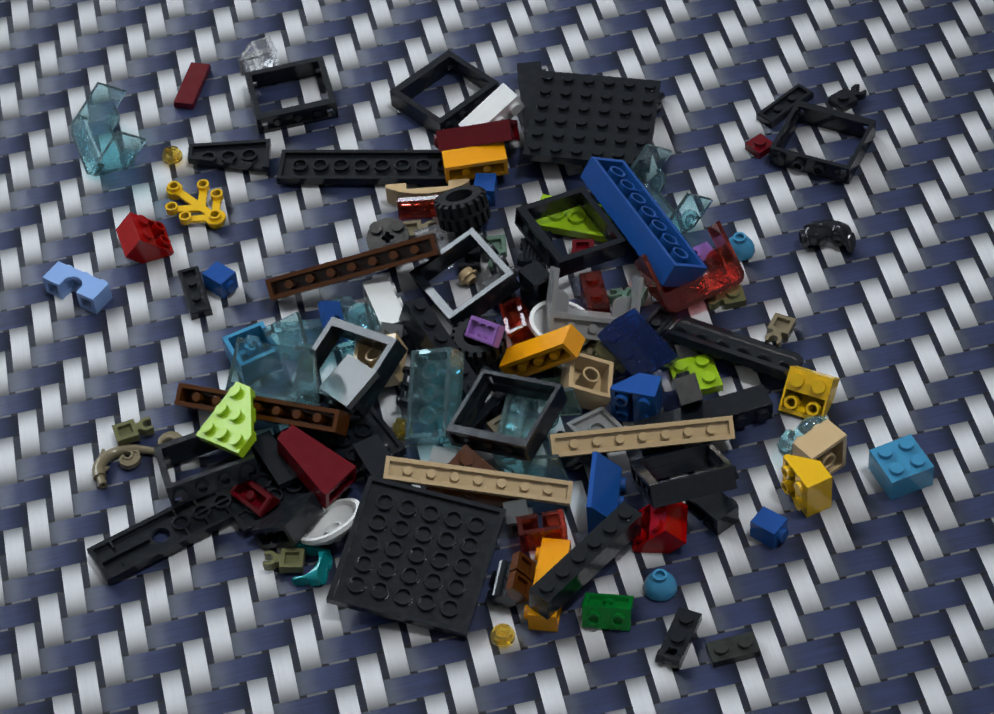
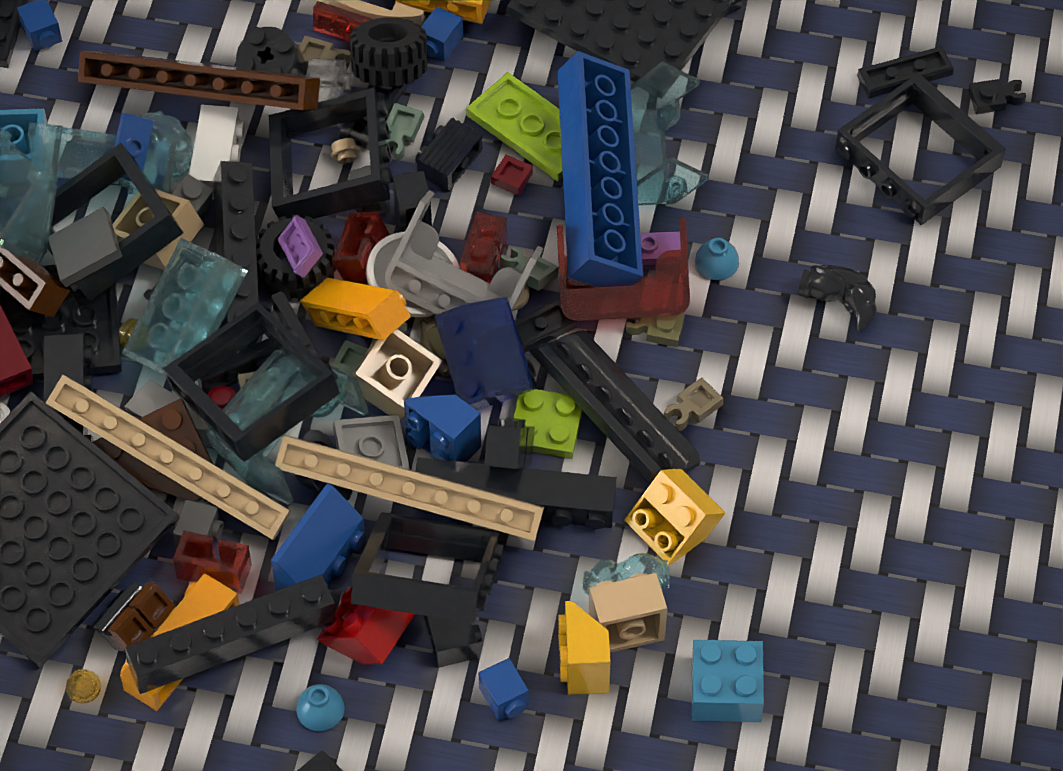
camera: 20 degrees right, 10 degrees up
(526, 222) = (499, 193): black window -> none
(607, 611) = (230, 712): green bracket -> none
(758, 146) = (833, 117): dark red plate -> none

